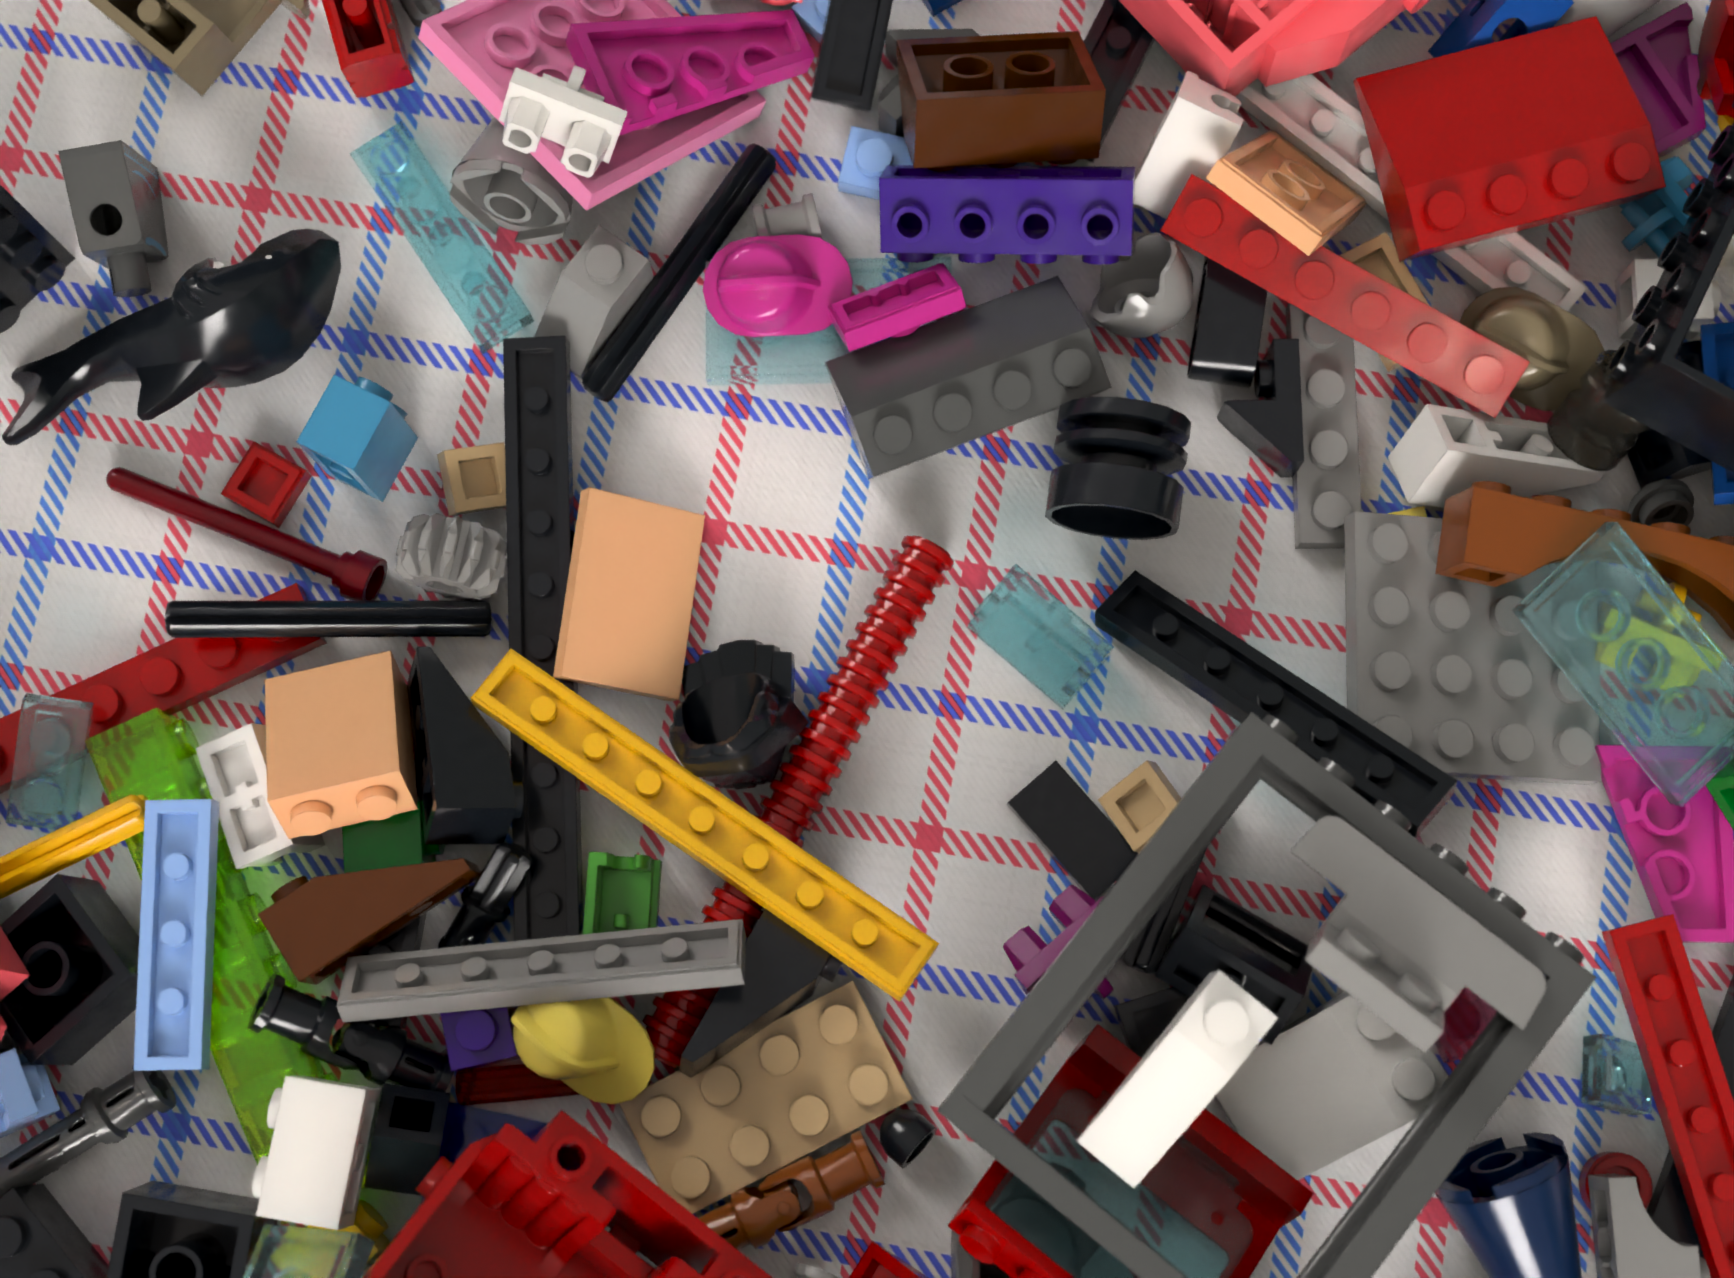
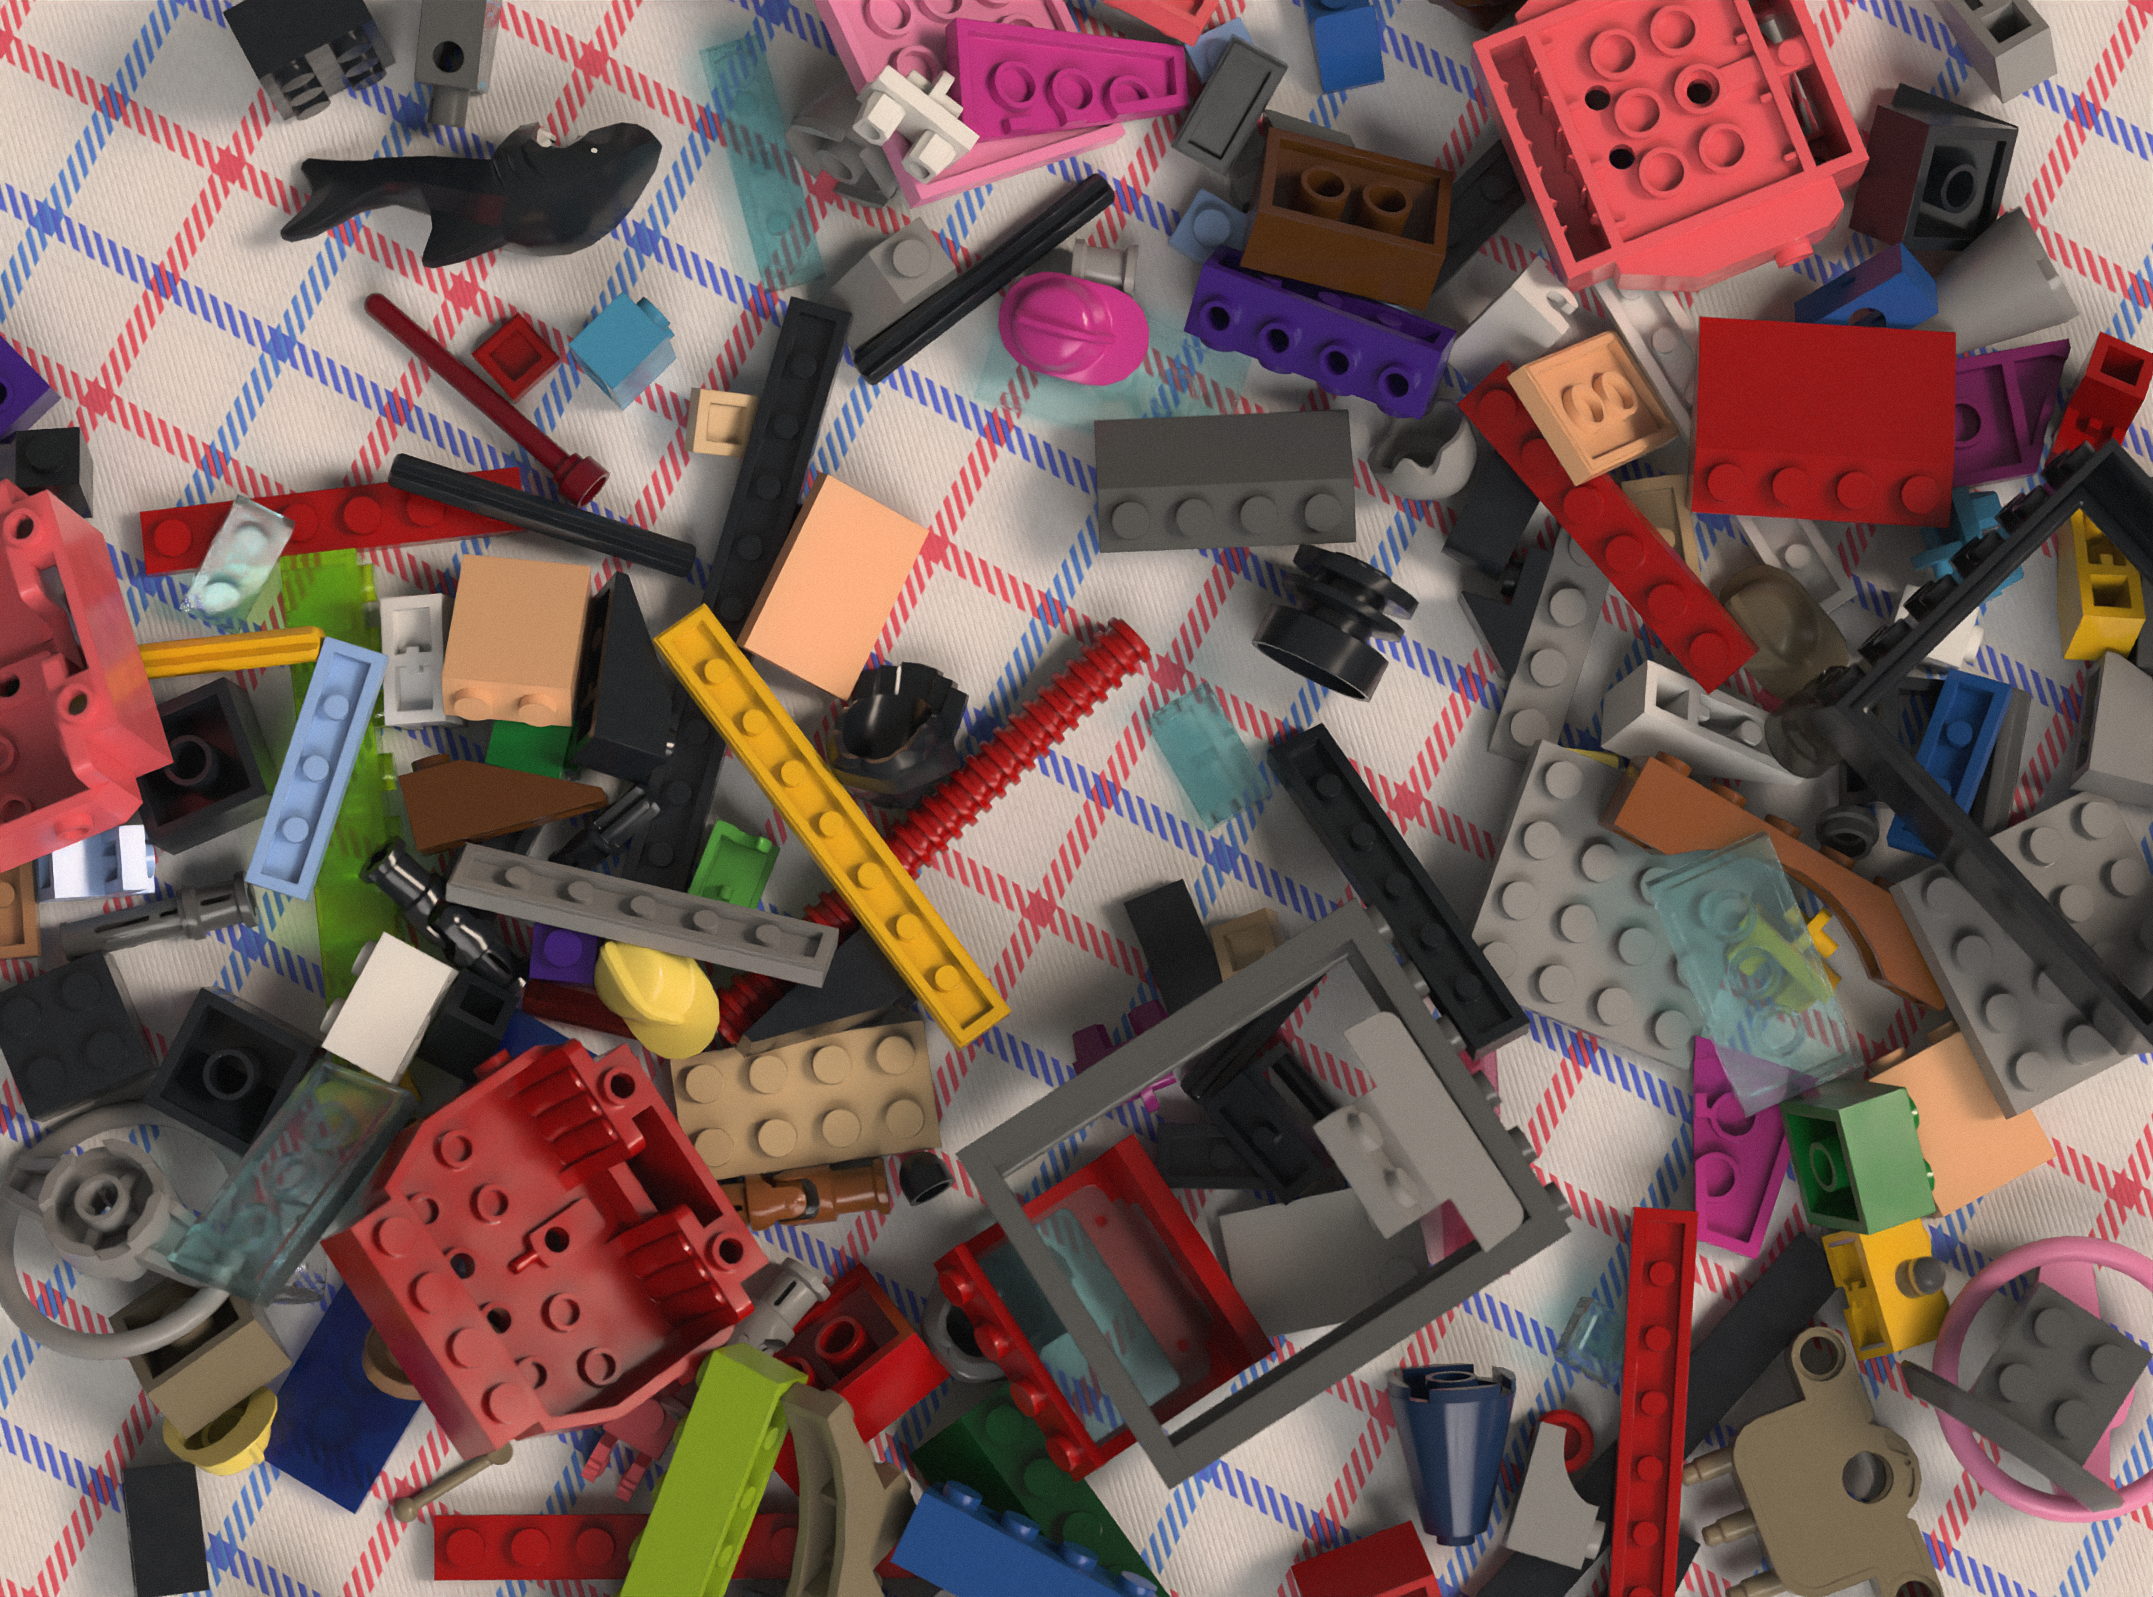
camera: 15 degrees right, 5 degrees up
(451, 557) = (675, 494): light grey gear -> none
(896, 307) = (1180, 391): dark pink plate -> none
(1177, 1077) = (1170, 1193): white slope -> none

